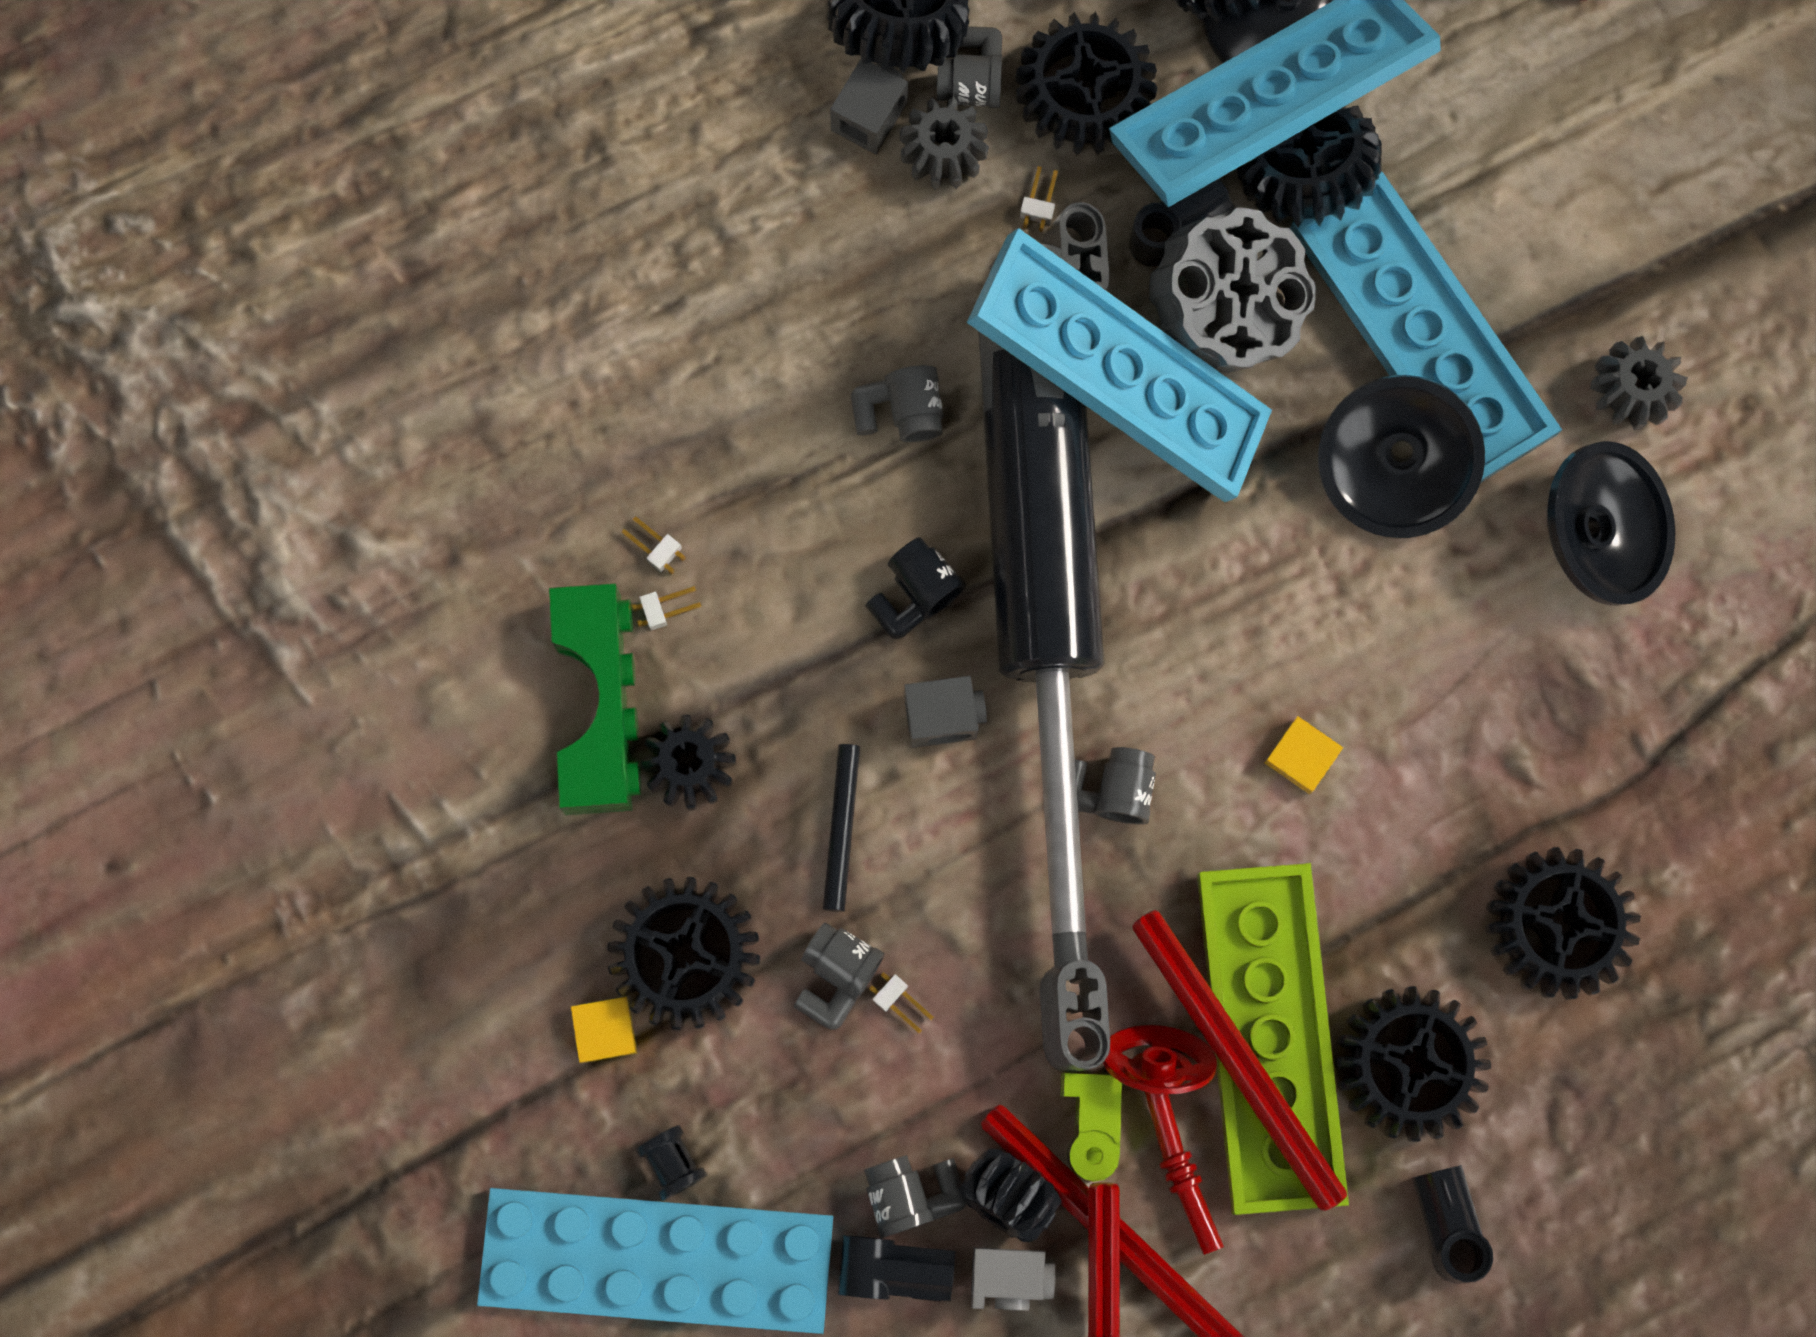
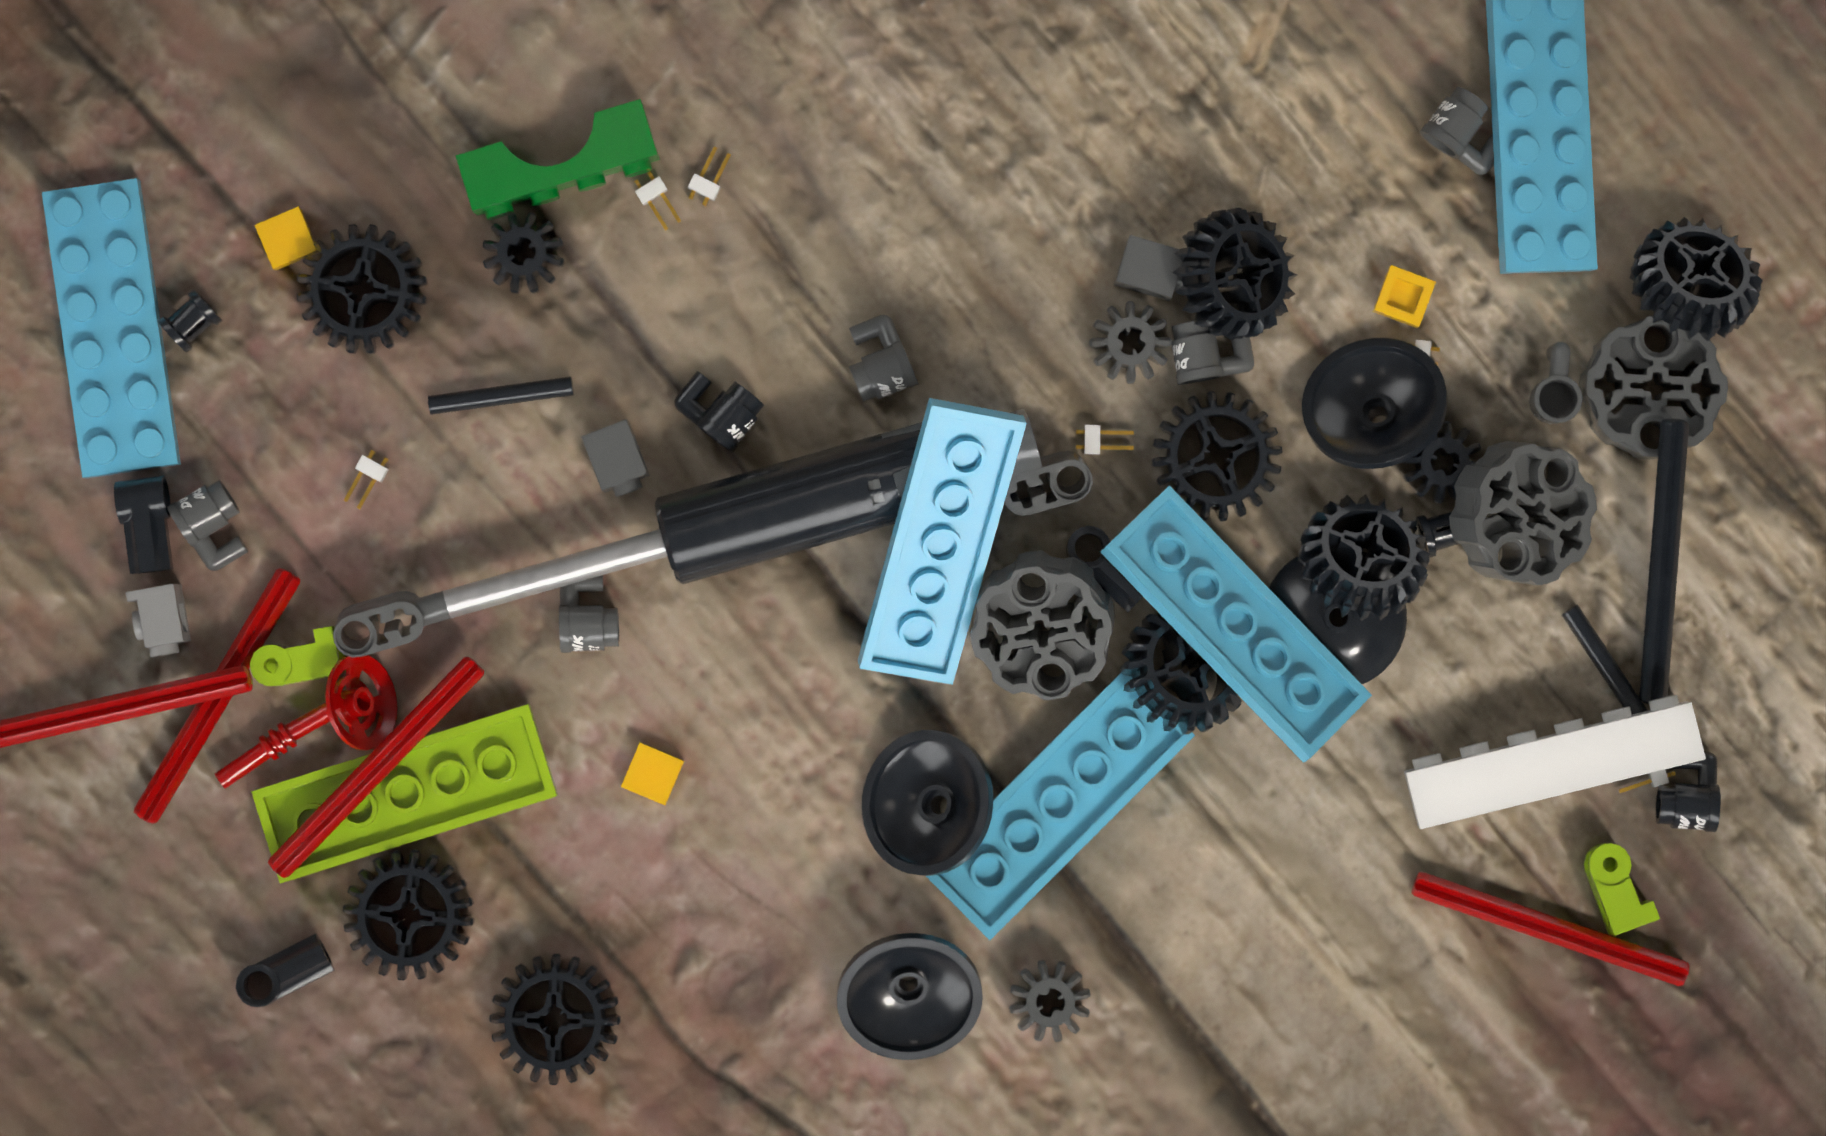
camera: 80 degrees right, 10 degrees up
(843, 963) = (384, 423): dark grey piece -> none
(1010, 1195) = (223, 603): black gear -> none

